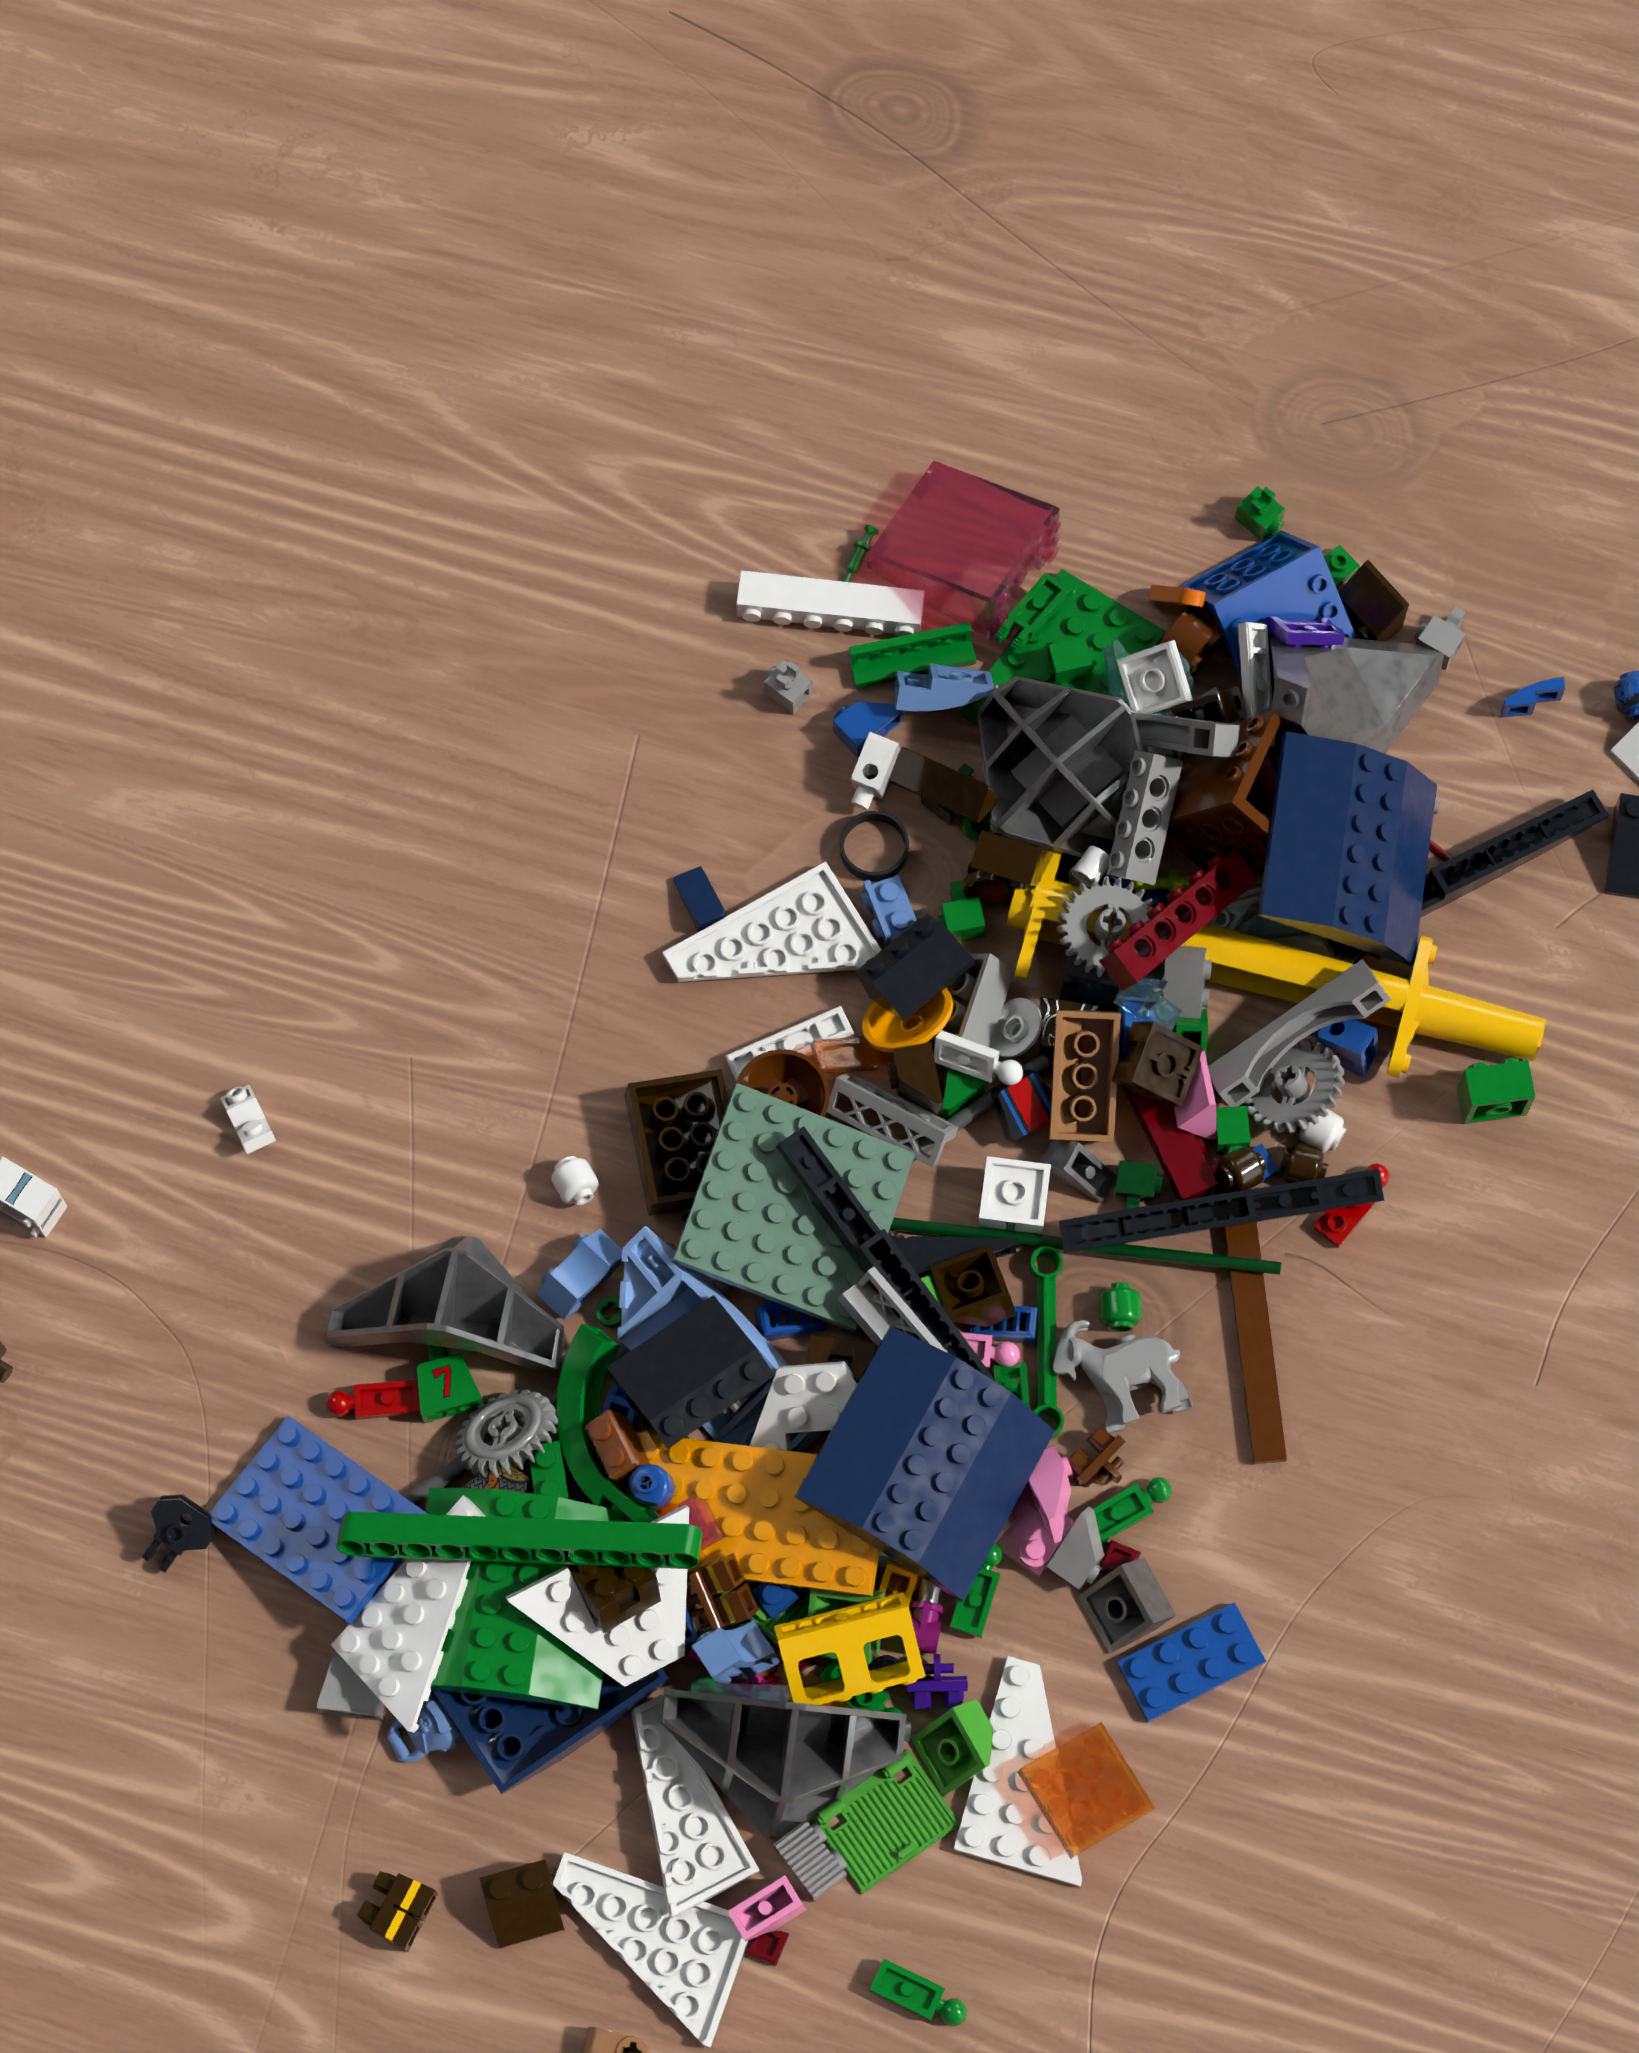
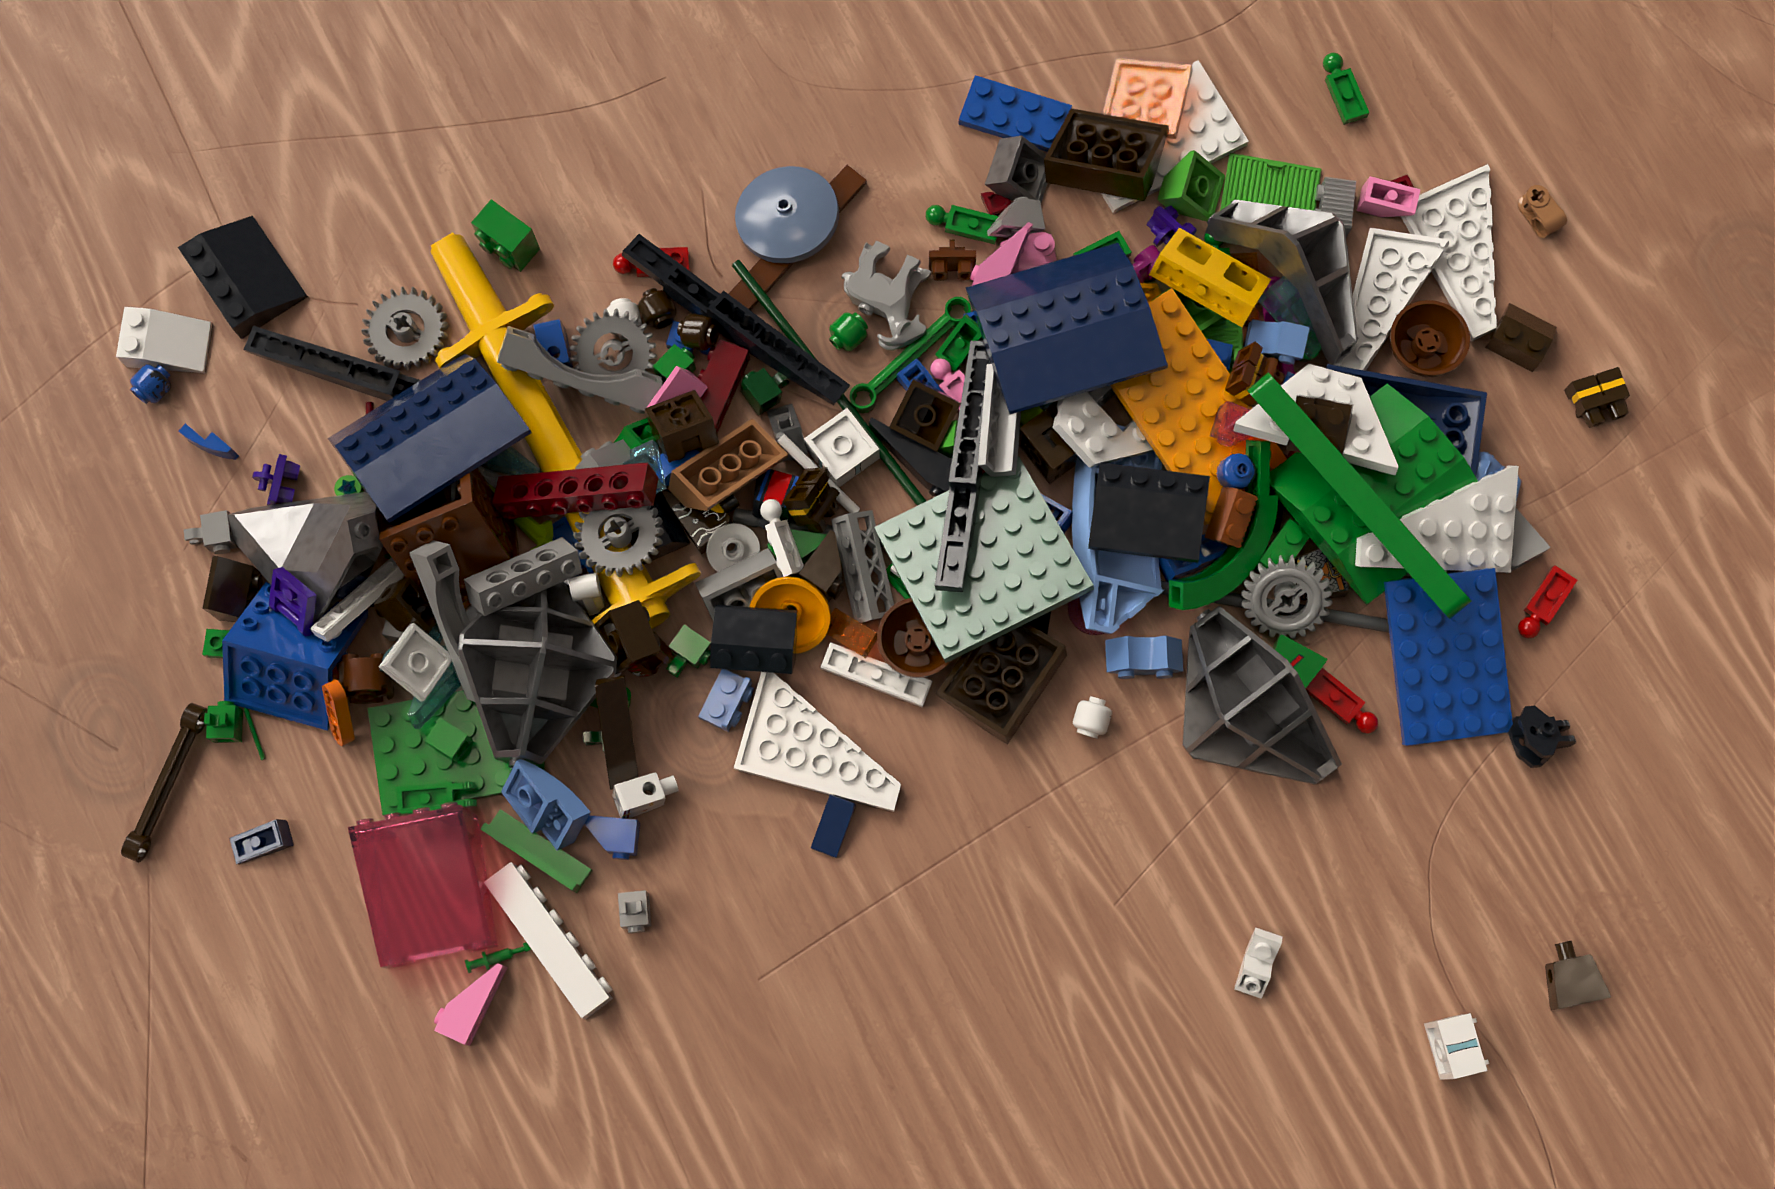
camera: 135 degrees left, 5 degrees up
(277, 1664) = (1546, 601): none -> red plate
(596, 1779) = (1435, 328): none -> reddish brown piece
(604, 1304) = (1146, 611): green bush -> none
(835, 495) = (466, 1011): none -> bright pink slope
(874, 816) = (672, 731): black tyre -> none
(989, 1122) = (812, 499): none -> dark brown hips
(1010, 1153) = (806, 463): none -> white bar
(1065, 1693) = (1106, 154): none -> dark brown slope
(1132, 466) = (261, 841): none -> dark blue slope
(1222, 377) = (139, 841): none -> dark brown piece
(1230, 532) = (254, 734): none -> green piece
(1271, 1380) = (787, 214): none -> sand blue dish
(1448, 737) = (283, 469): none -> dark purple hips
(1502, 918) = (394, 314): none -> light grey gear

